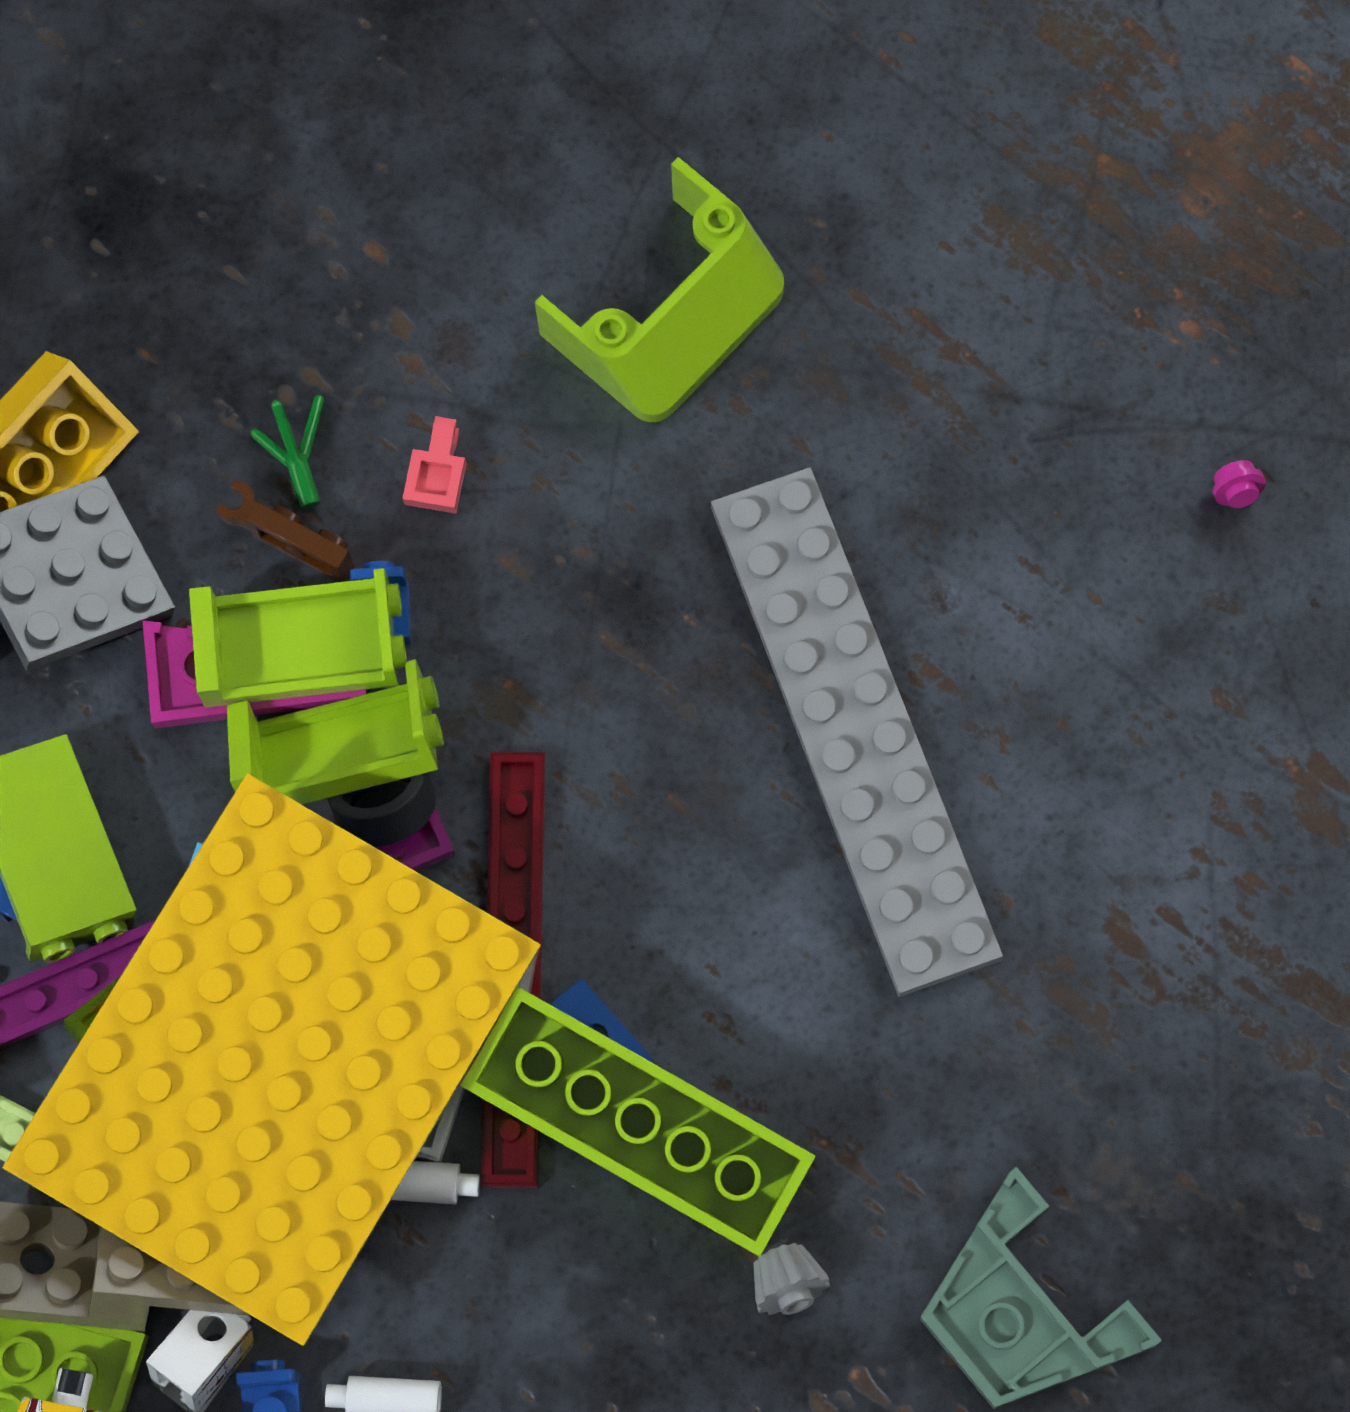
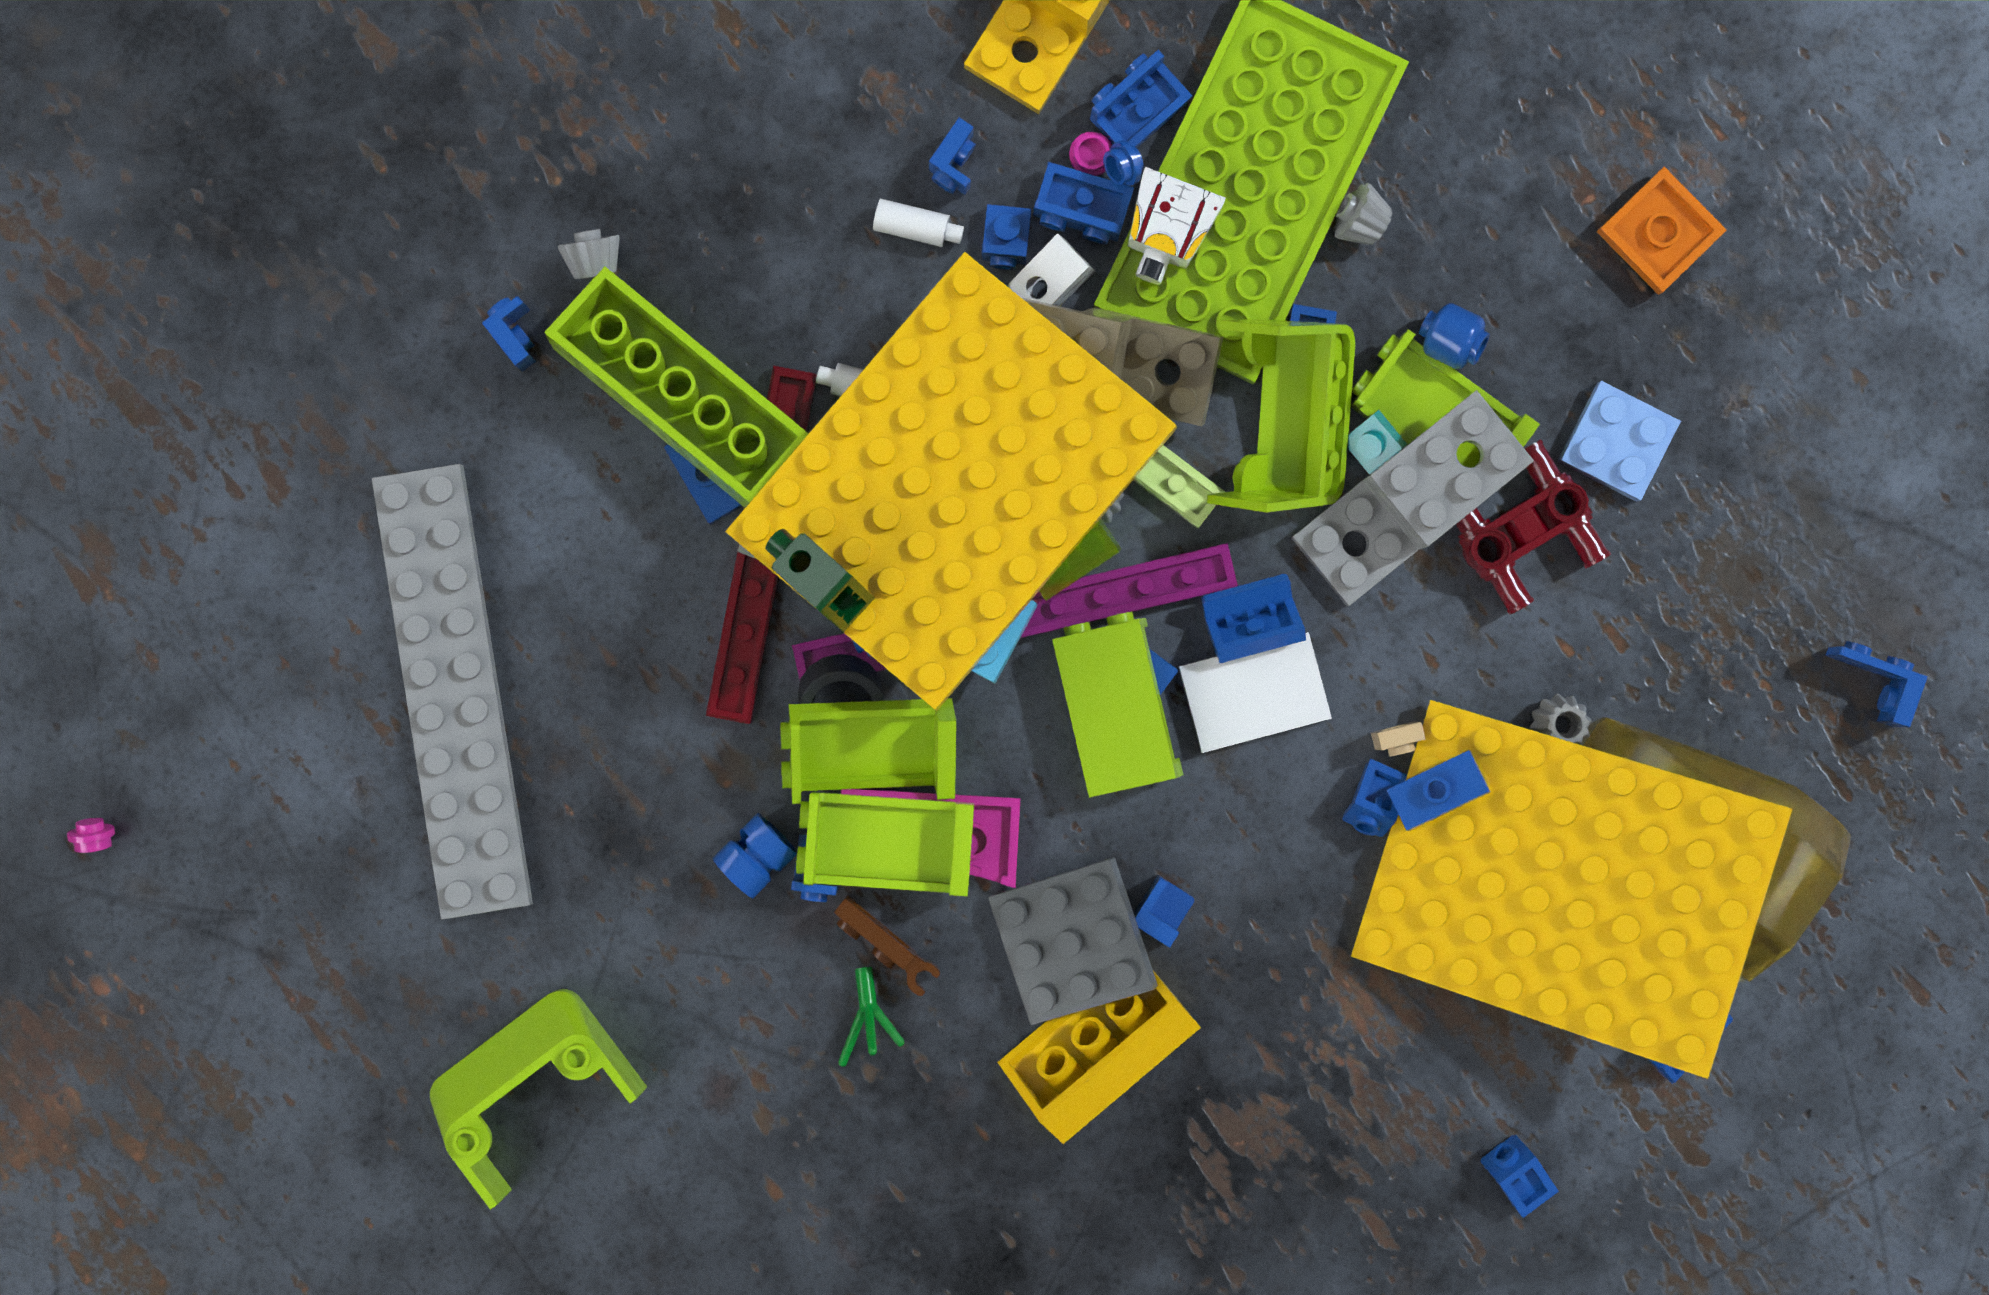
camera: 175 degrees left, 15 degrees up
(384, 886) = (818, 578): none -> dark green torso
(436, 475) = (753, 971): coral plate -> none
(457, 597) = (755, 855): none -> blue wheel
(863, 1153) = (515, 340): none -> blue bracket
(1005, 1325) = (433, 193): sand green wing -> none

